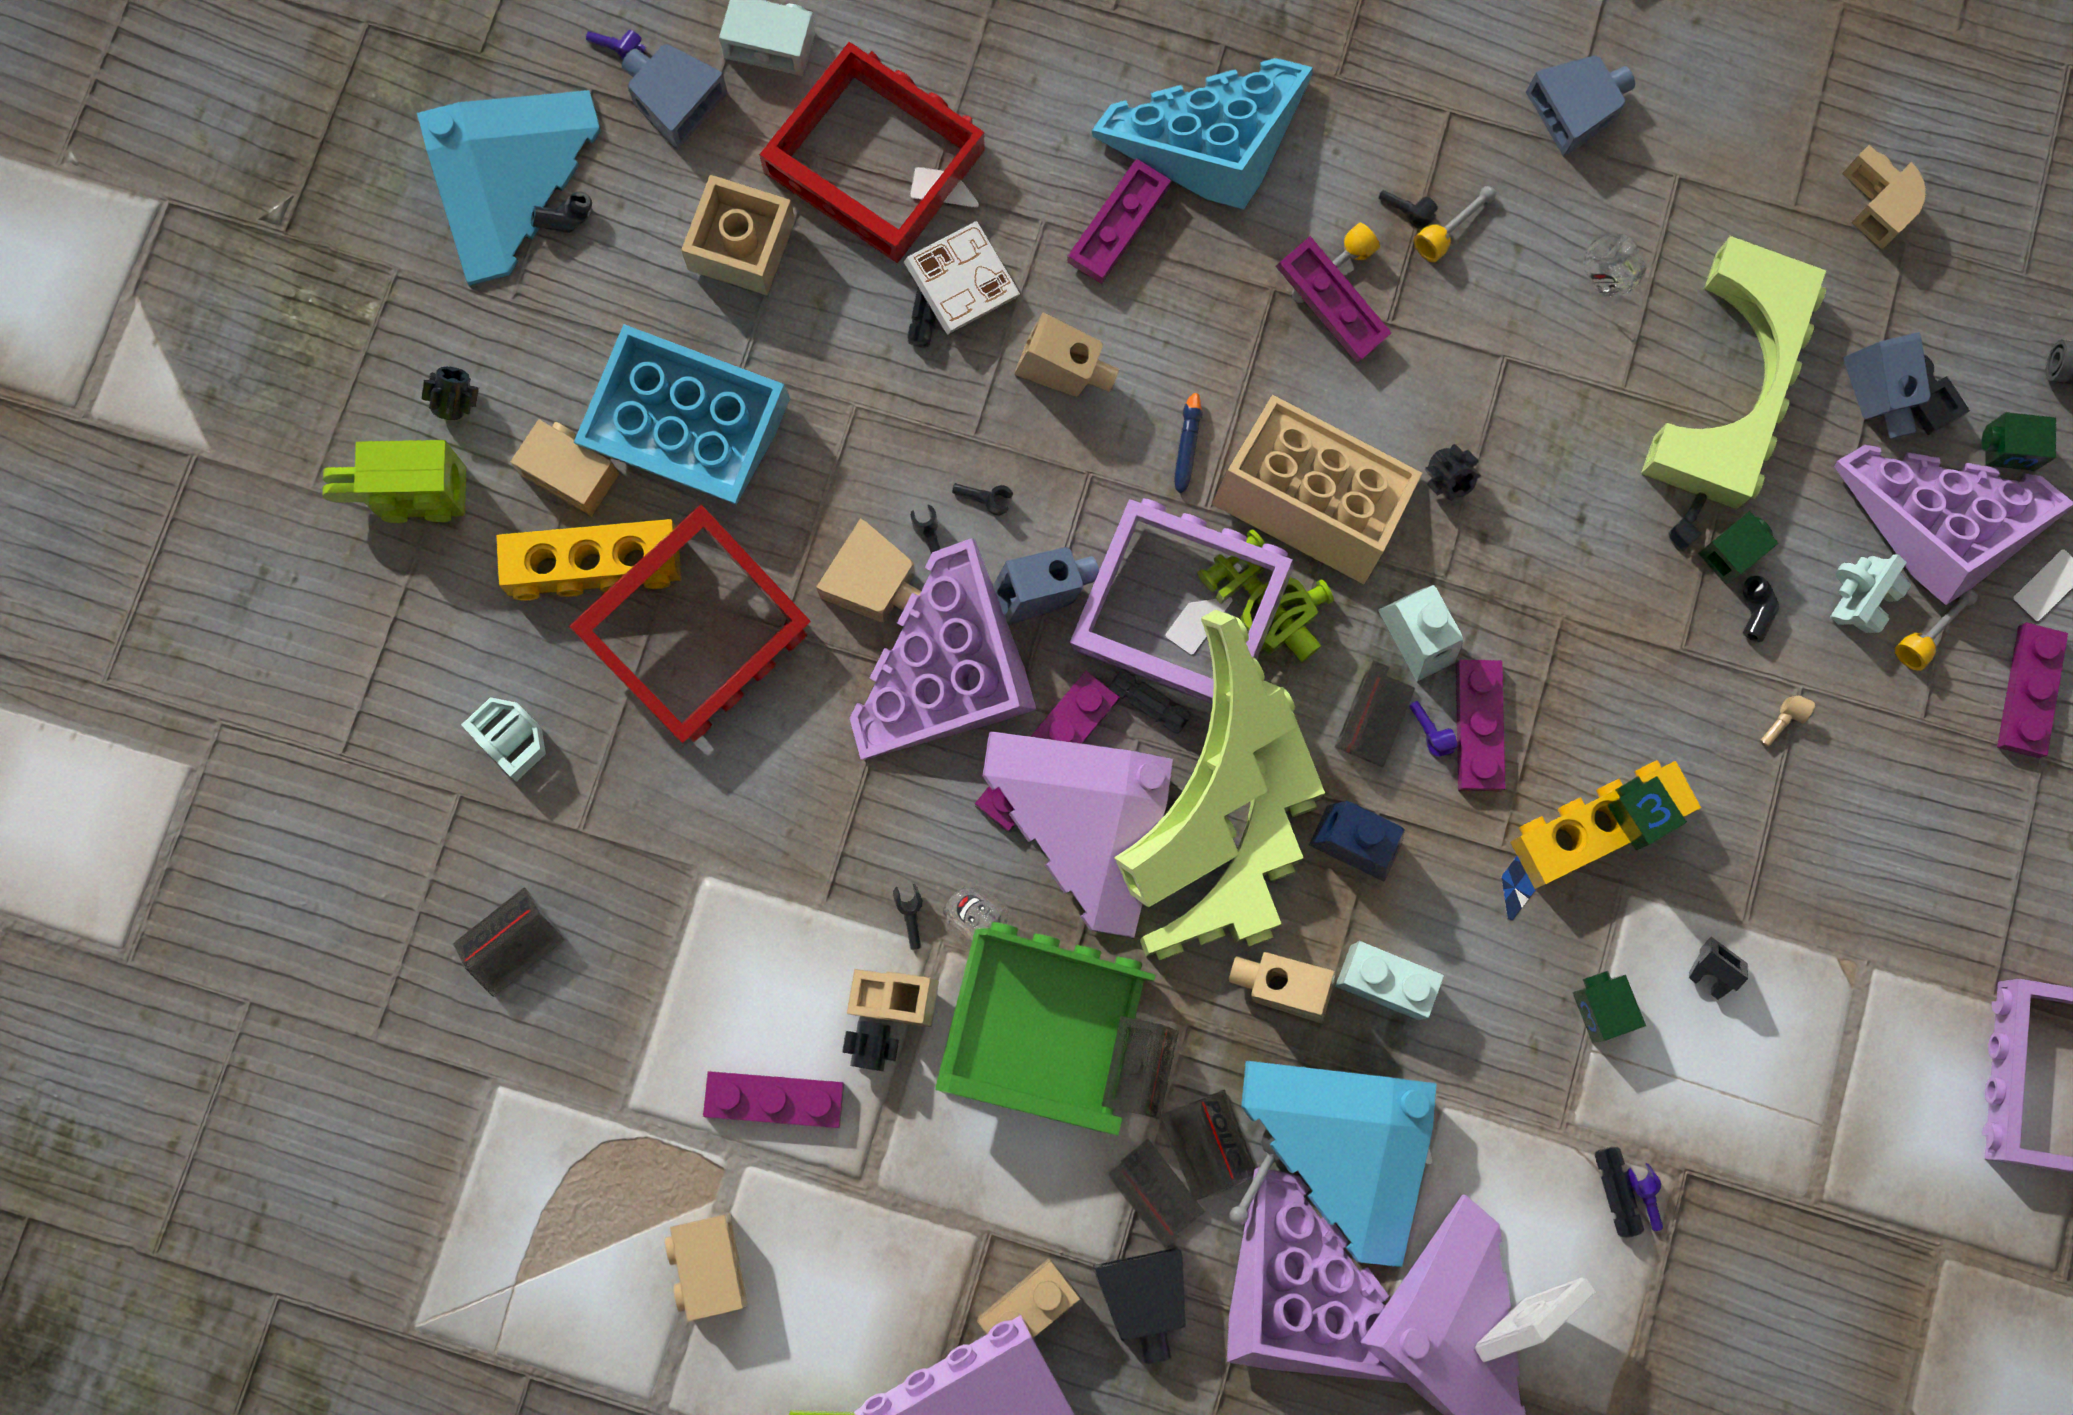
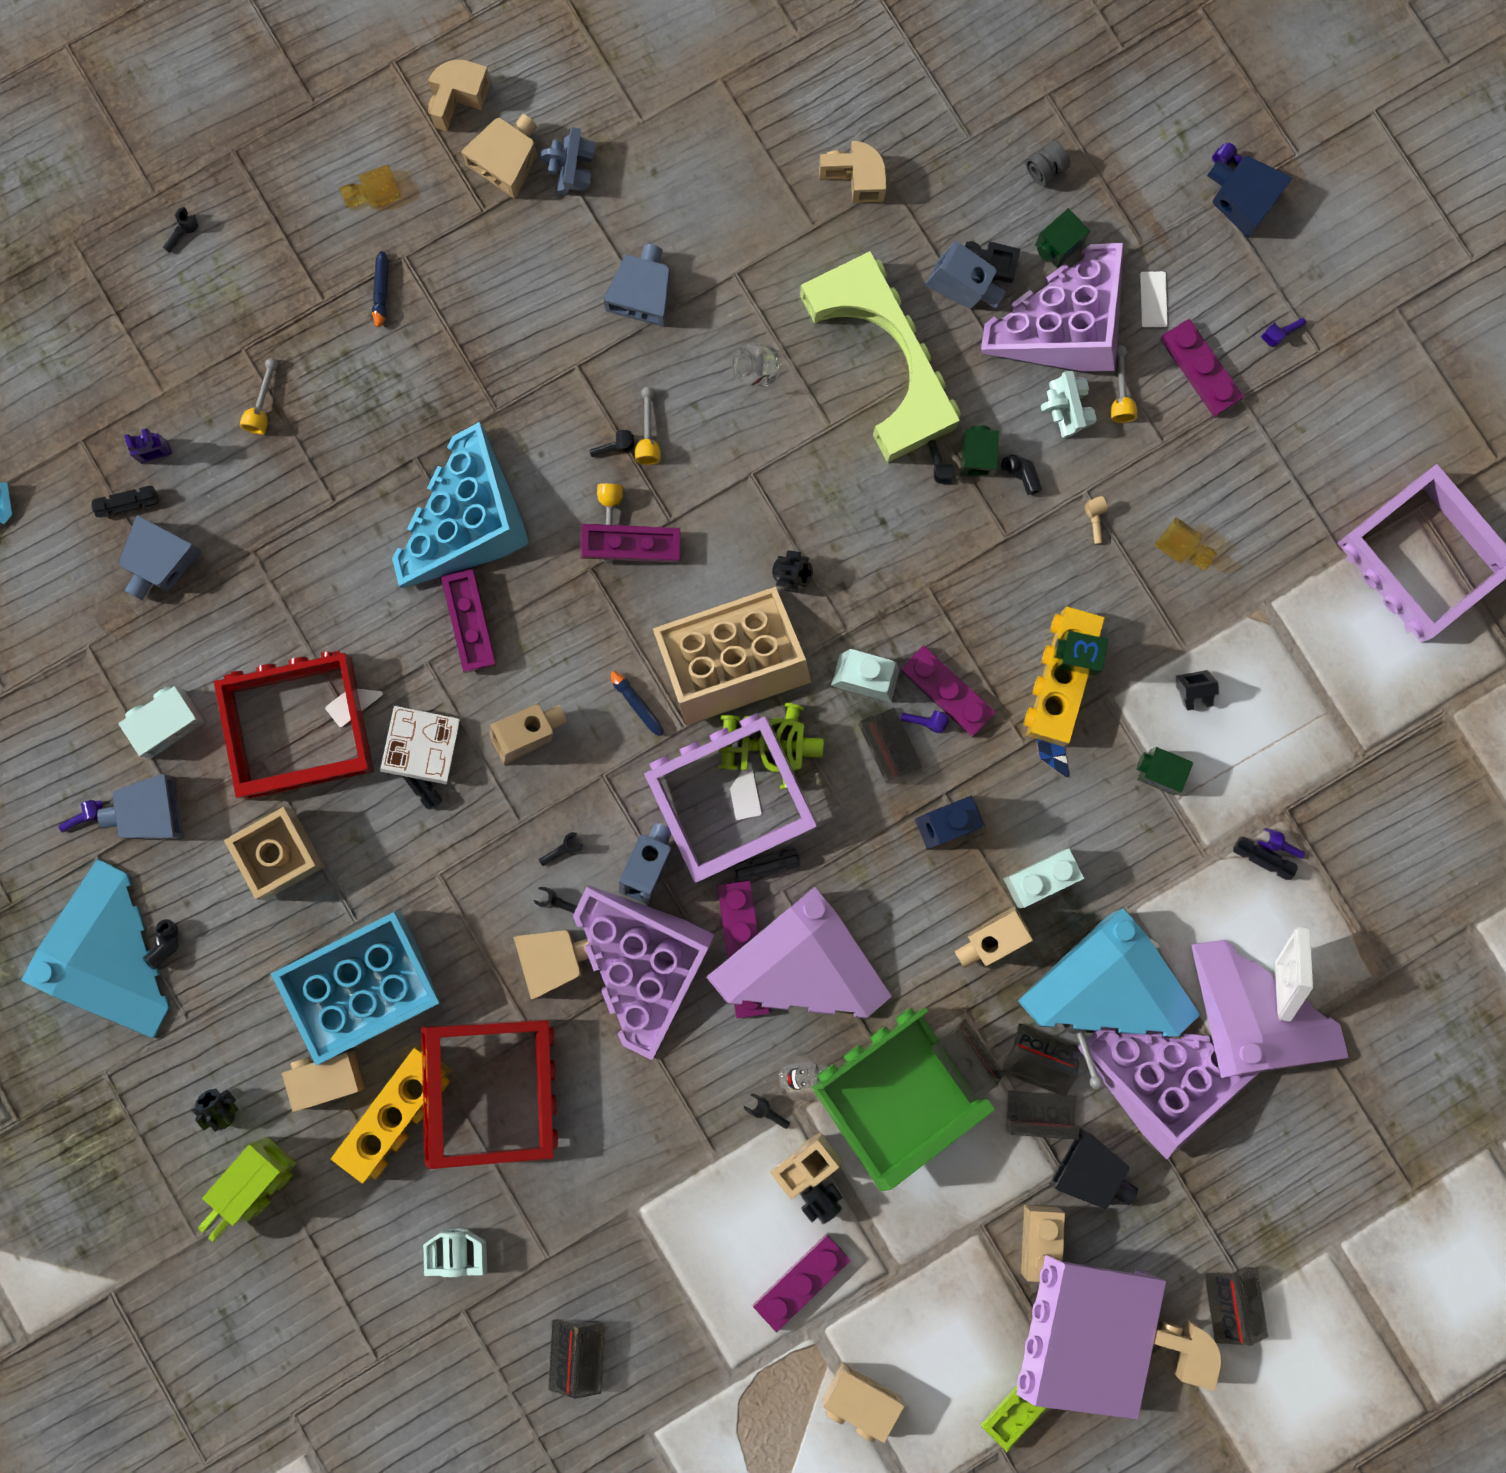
camera: 45 degrees left, 5 degrees up
(1244, 718) = (866, 910): yellowish green arch -> none
(1266, 847) = (923, 918): yellowish green arch -> none
(1846, 820) = (1182, 542): none -> clear yellow plate

